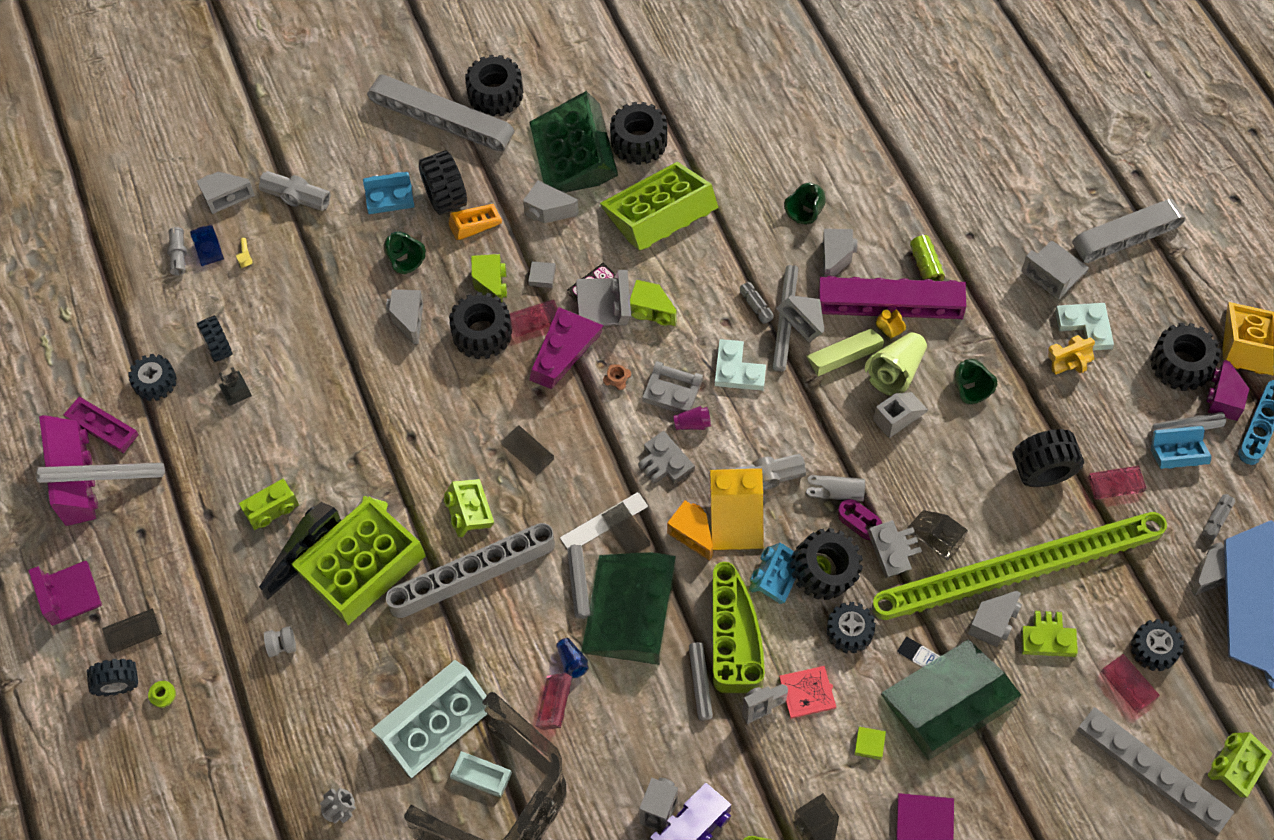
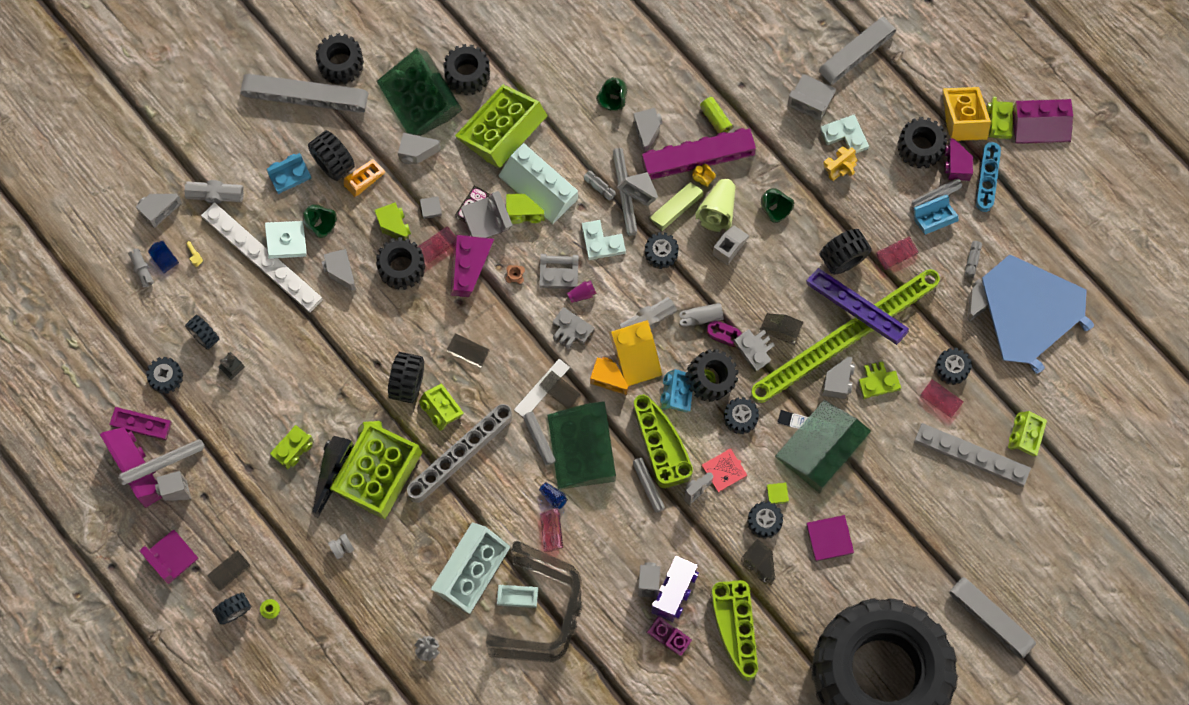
camera: 20 degrees left, 10 degrees up
(104, 506) = (173, 487): none -> light grey slope
(322, 279) = (259, 256): none -> white plate
(355, 263) = (285, 239): none -> light aqua plate
(435, 456) = (406, 377): none -> black tyre
(683, 278) = (540, 182): none -> light aqua slope
(813, 389) = (658, 244): none -> black wheel
(845, 763) = (765, 512): none -> black wheel
(1046, 532) = (857, 306): none -> dark purple plate

